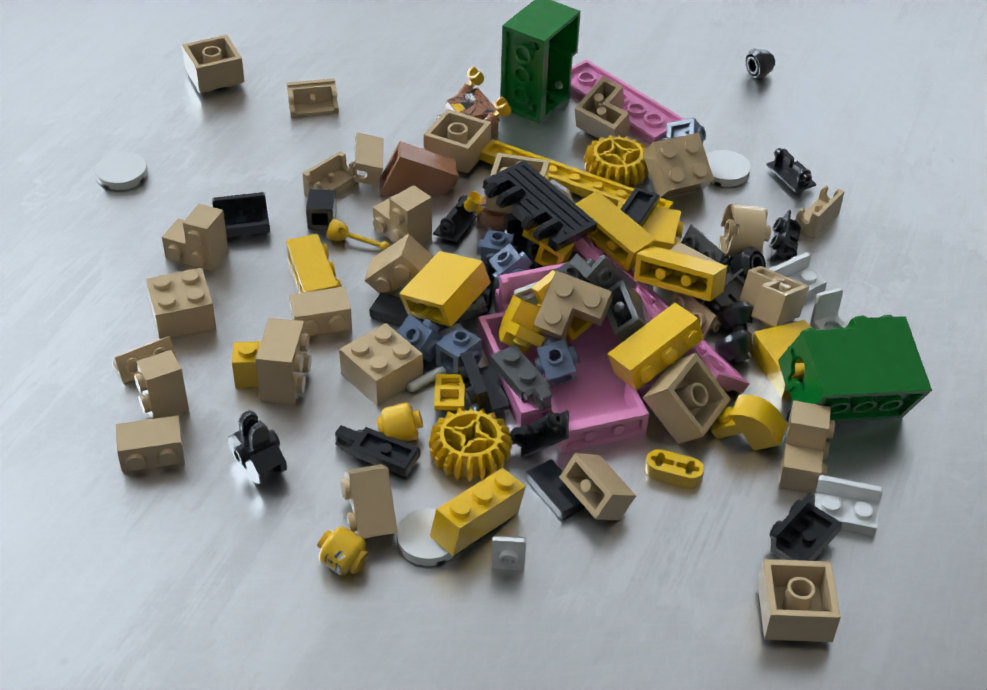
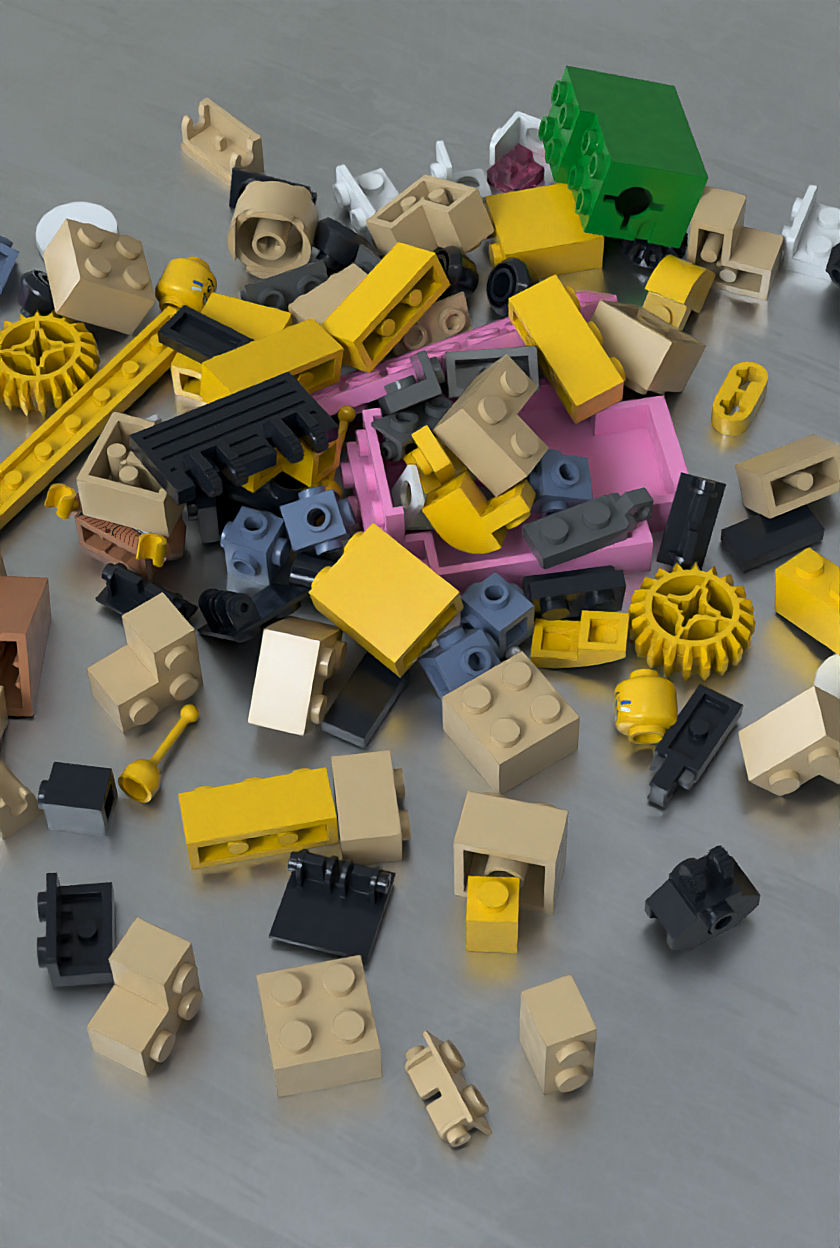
camera: 80 degrees left, 10 degrees up
(149, 443) = (669, 1065): tan brick -> none
(257, 305) = (332, 904): none -> black hinge
(440, 239) = (240, 616): none -> black hinge
(693, 207) = (185, 283): none -> yellow head
(791, 172) = (98, 162): black hinge -> none

